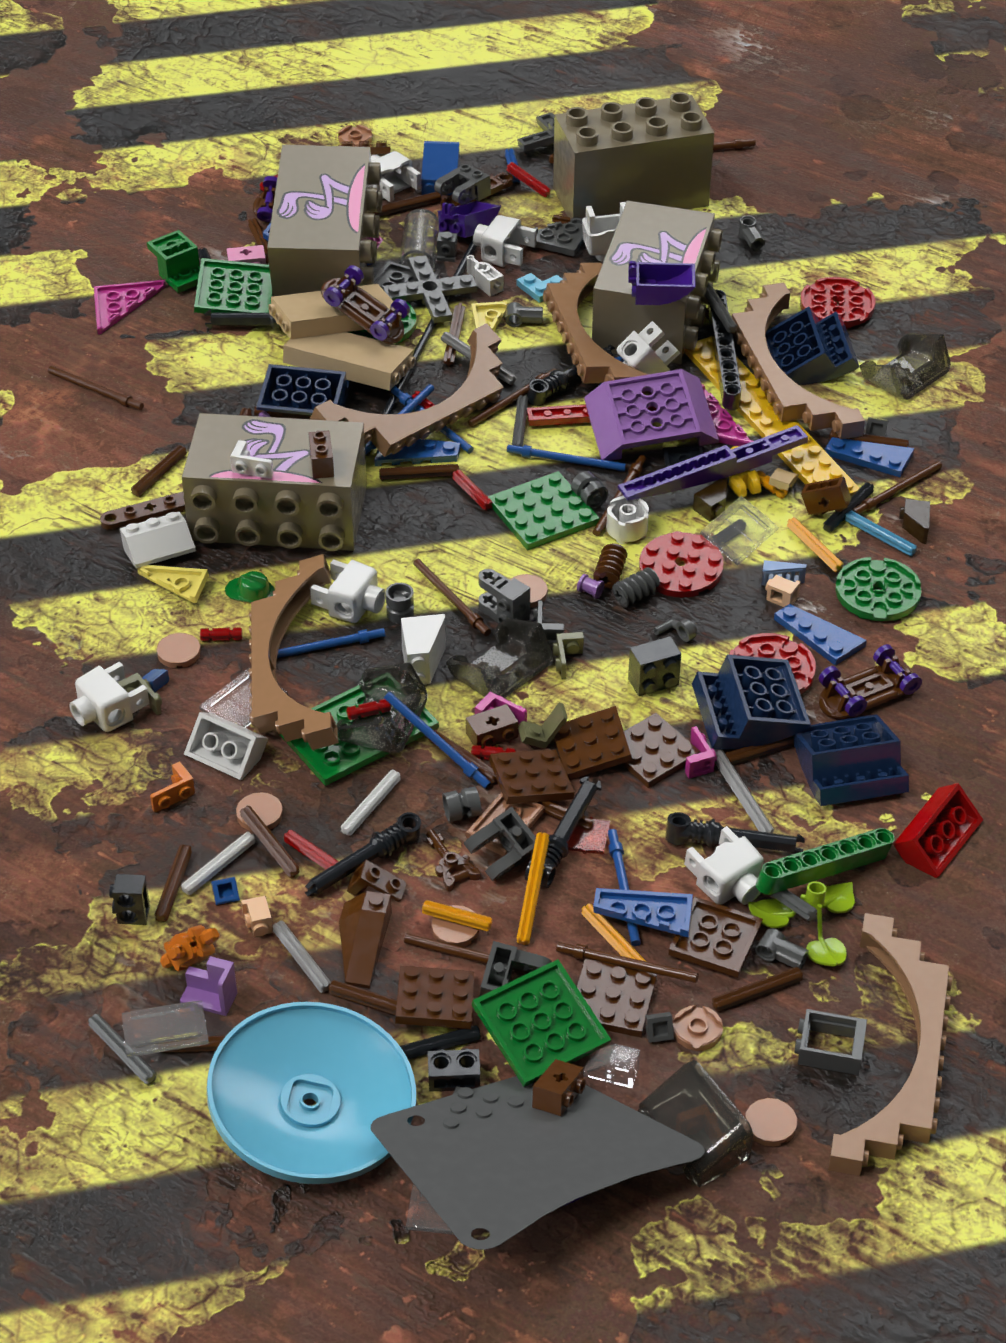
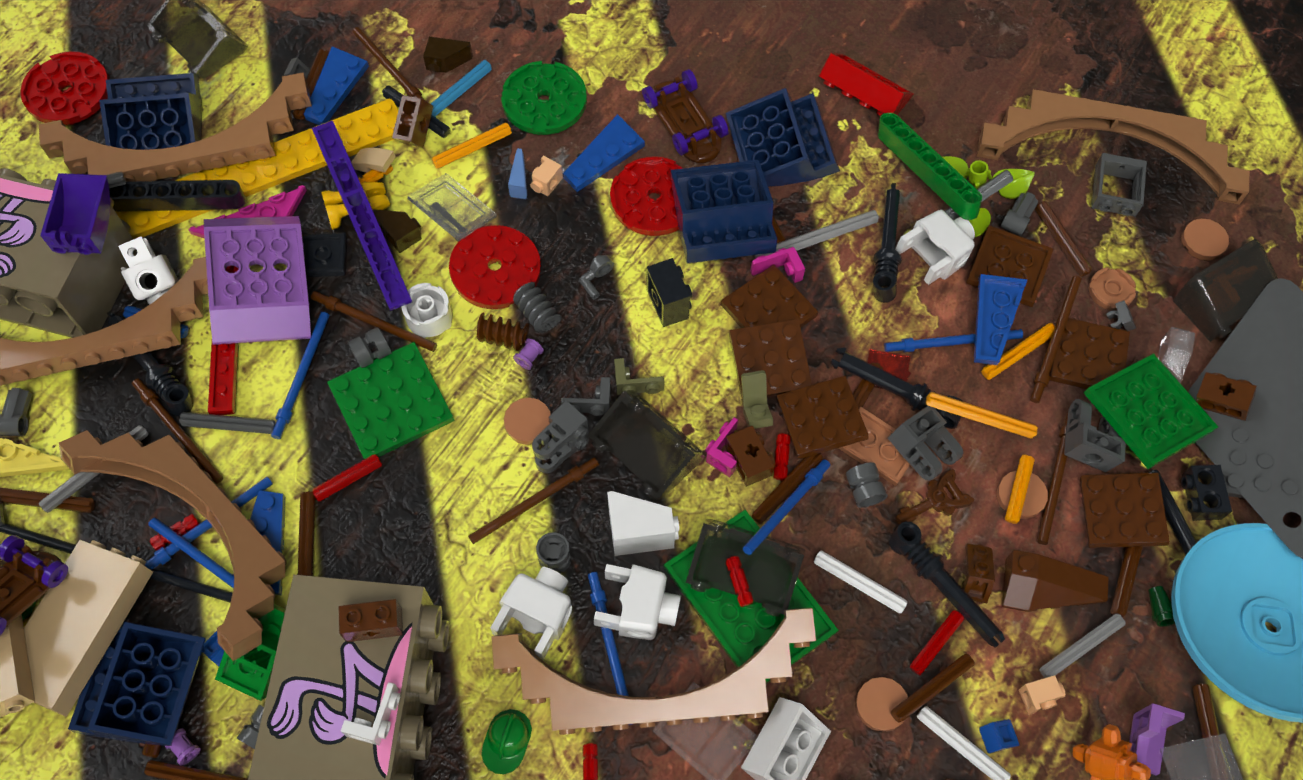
camera: 90 degrees left, 20 degrees up
(352, 650) = (642, 602): none -> white piece

